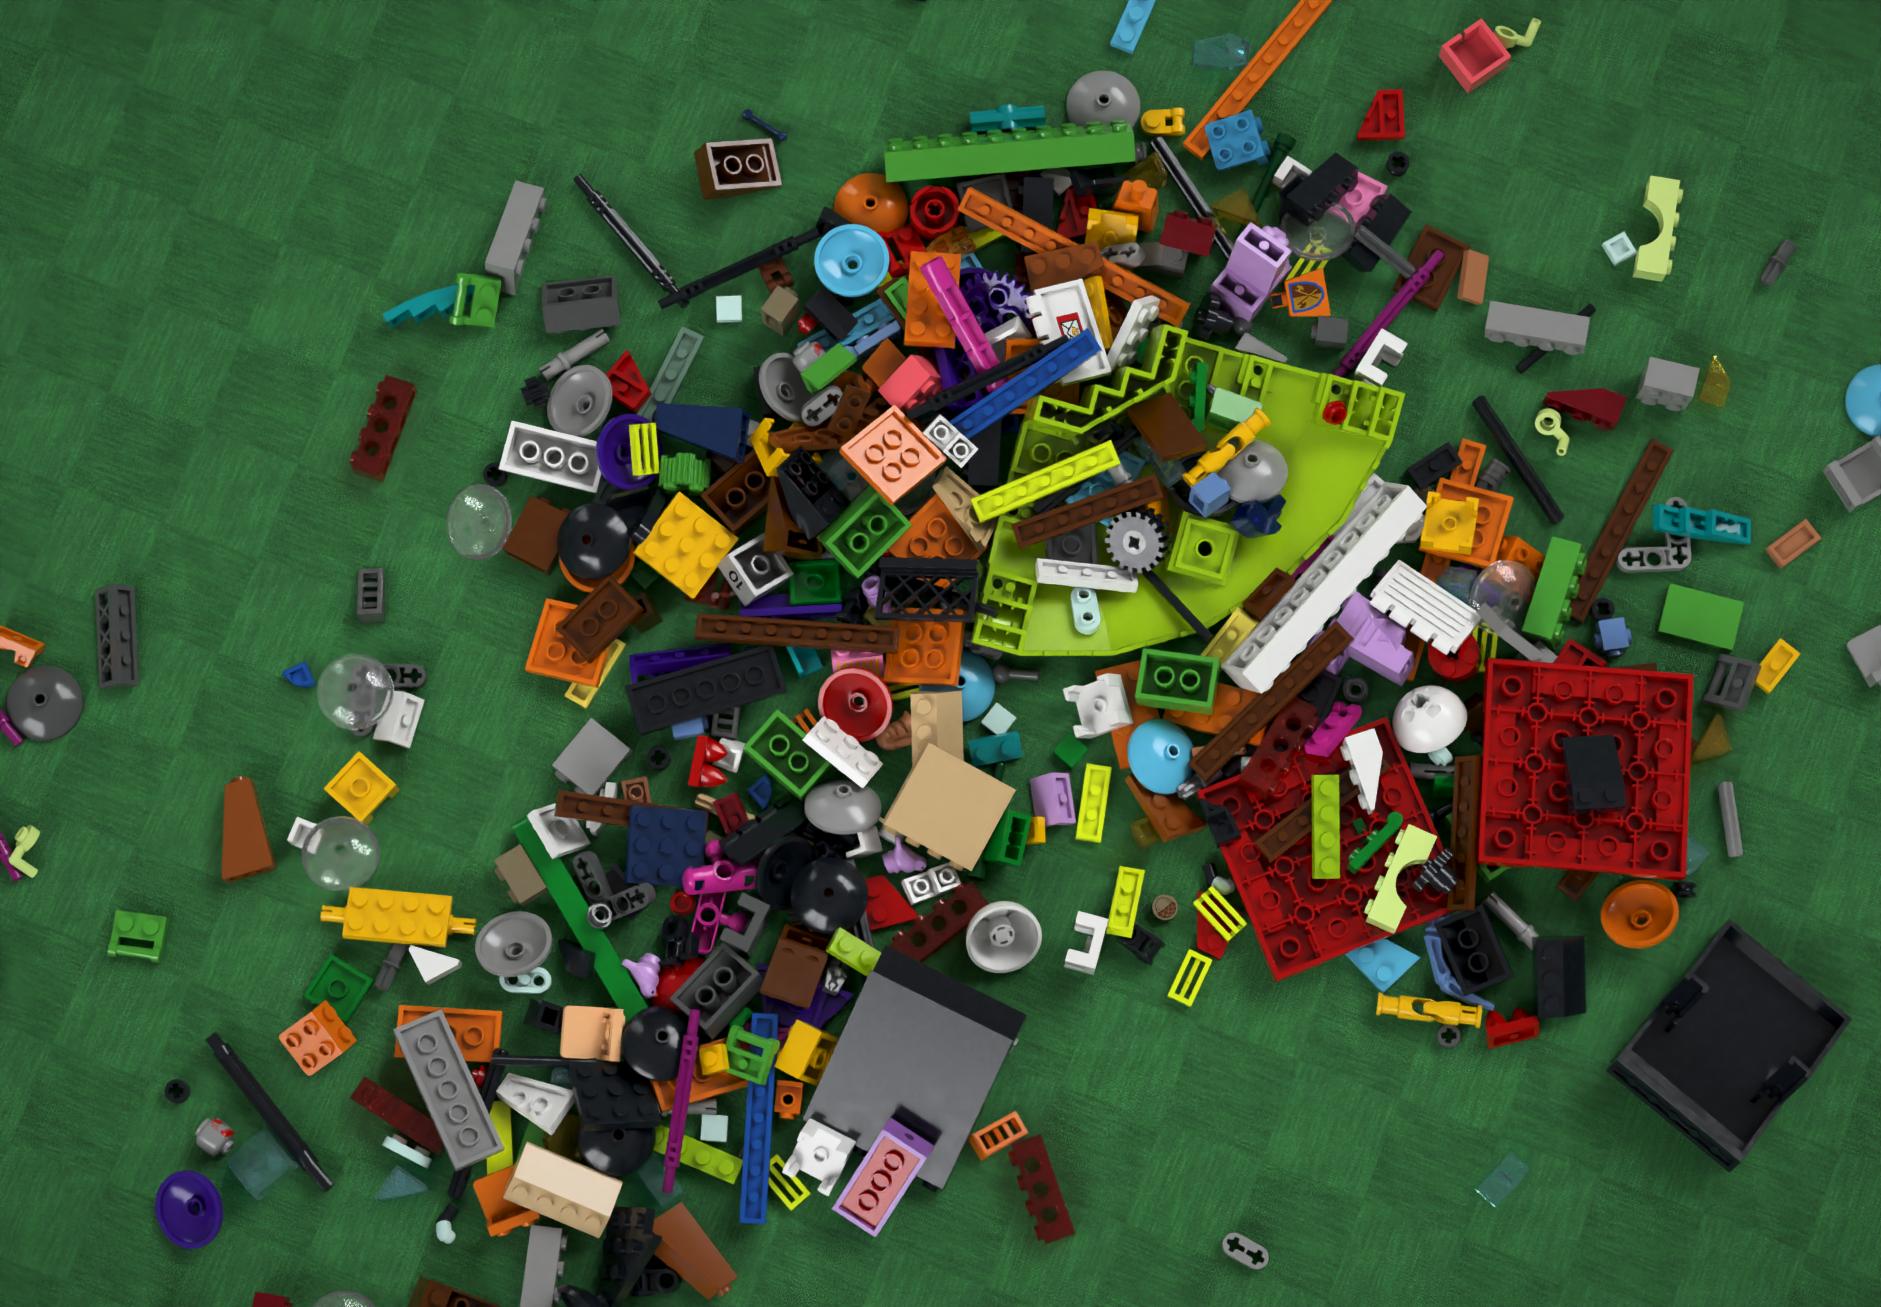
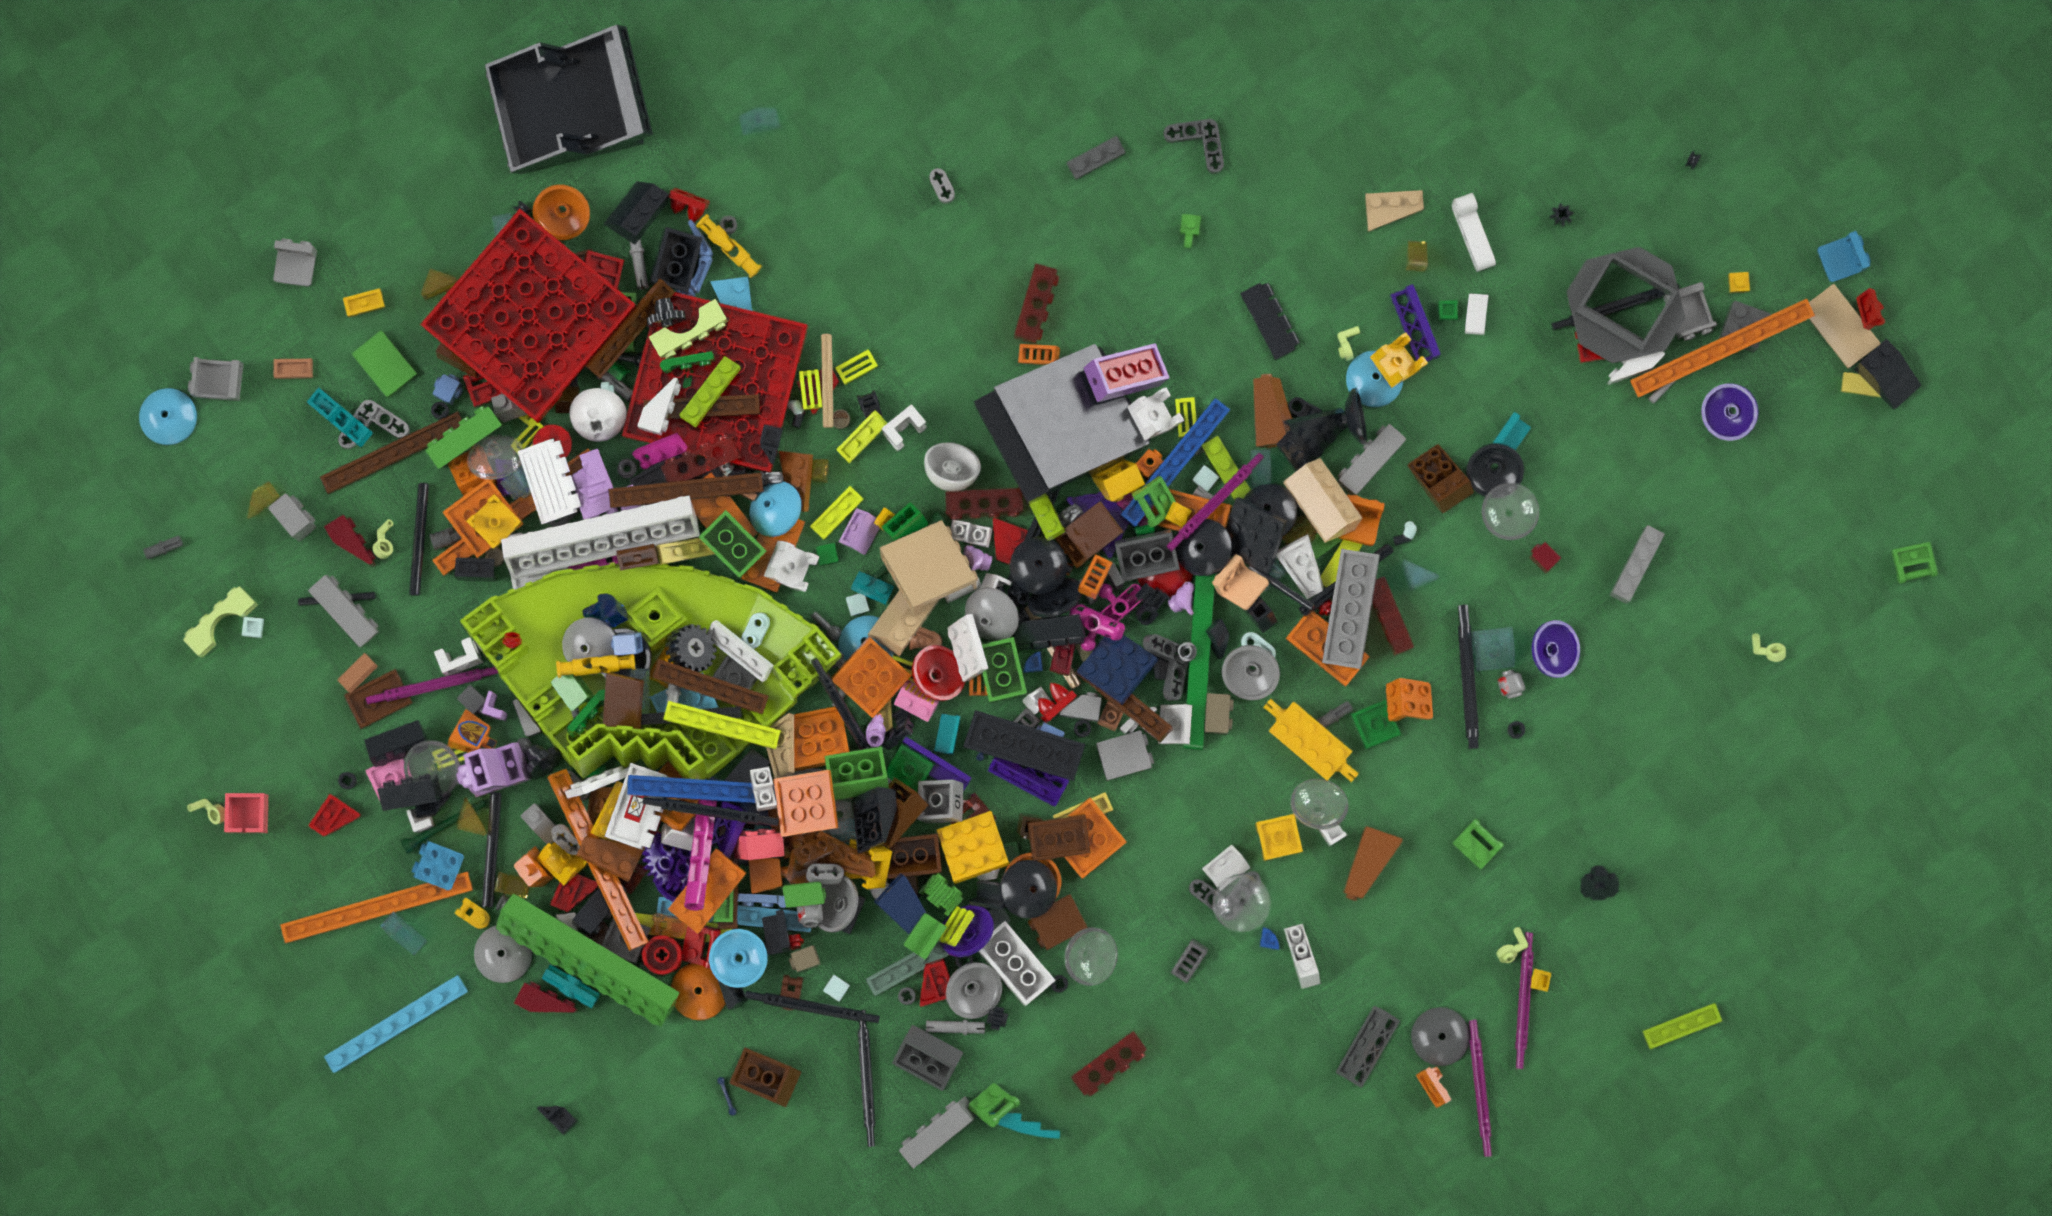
camera: 145 degrees left, 5 degrees up
(251, 682) = (1302, 956): none -> white slope
(399, 1146) = (1403, 600): light aqua plate -> none
(433, 965) = (1308, 696): white slope -> none
(648, 515) = (983, 881): black beam -> none
(654, 346) = (901, 998): none -> dark grey bush
(668, 413) = (924, 936): none -> bright green panel
(671, 779) = (1083, 708): none -> light grey slope
(682, 903) = (1131, 628): red plate -> none
(751, 898) = (1088, 591): none -> orange slope
(797, 633) = (943, 740): reddish brown tile -> none
(934, 570) = (833, 718): black fence -> none
(1026, 83) = (536, 1000): none -> dark red slope
(1096, 181) = (546, 902): black panel -> none
(1104, 432) = (664, 726): black slope -> none
(1177, 604) = (696, 590): black bar -> none
(1188, 233) = (517, 818): dark red slope -> none
(1209, 936) = (827, 380): none -> tan axle
(1300, 332) = (489, 709): none -> lavender panel
(1384, 251) = (401, 724): dark grey axle -> none
(1508, 631) = (510, 428): light grey container -> none
(1545, 886) = (605, 265): none -> red wing
(1593, 775) = (528, 305): black slope -> none
(1730, 819) = (462, 232): light grey axle -> none
(1737, 686) = (395, 305): dark grey plate -> none

